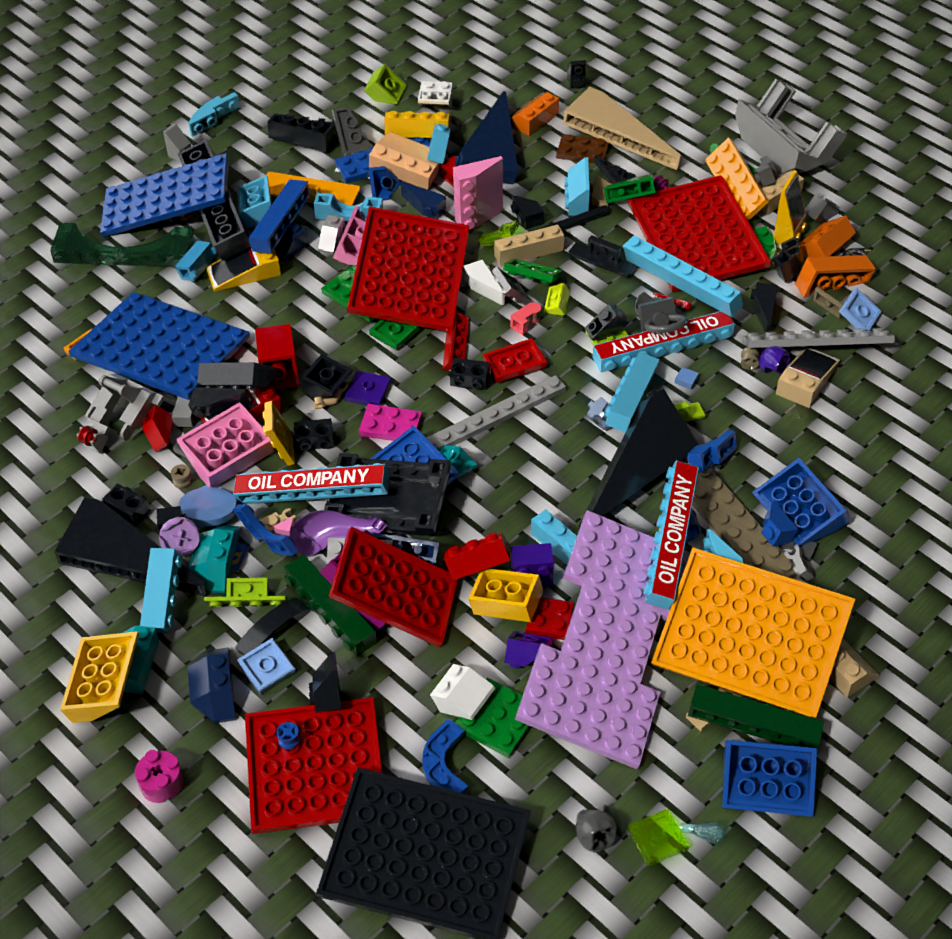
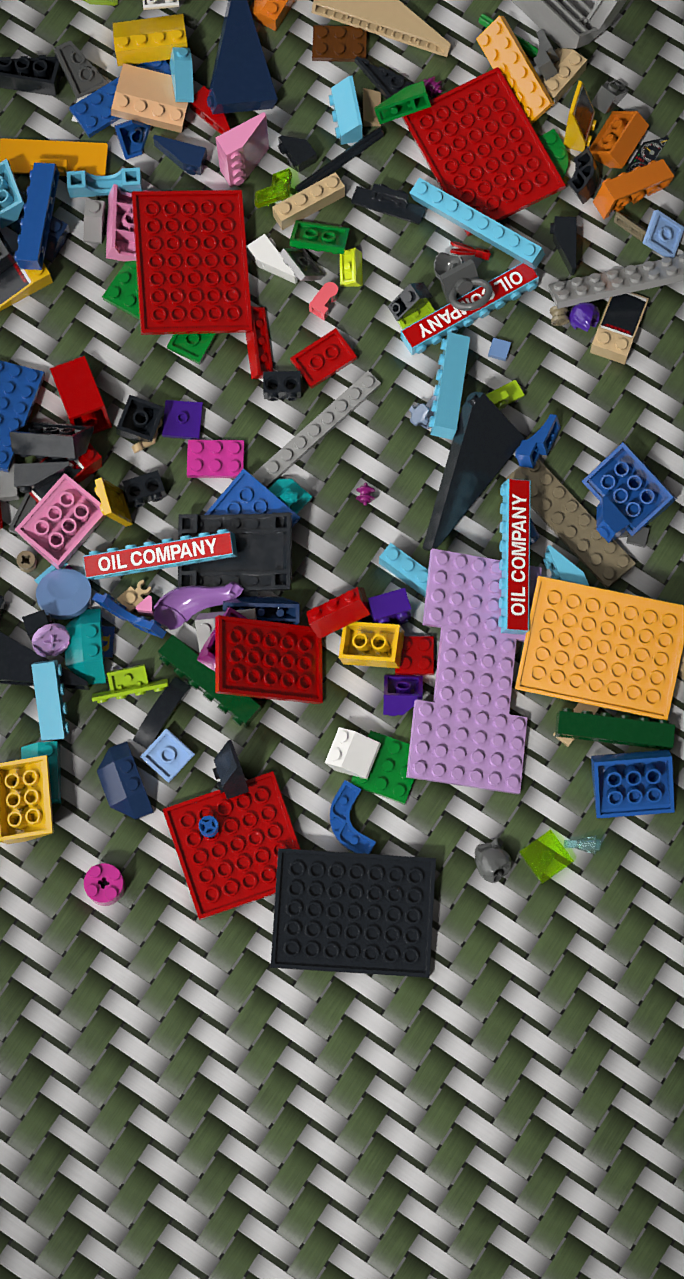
camera: 10 degrees left, 25 degrees up
(530, 470) = (365, 494): none -> magenta wheel
(801, 566) = (636, 556): light grey plate -> none

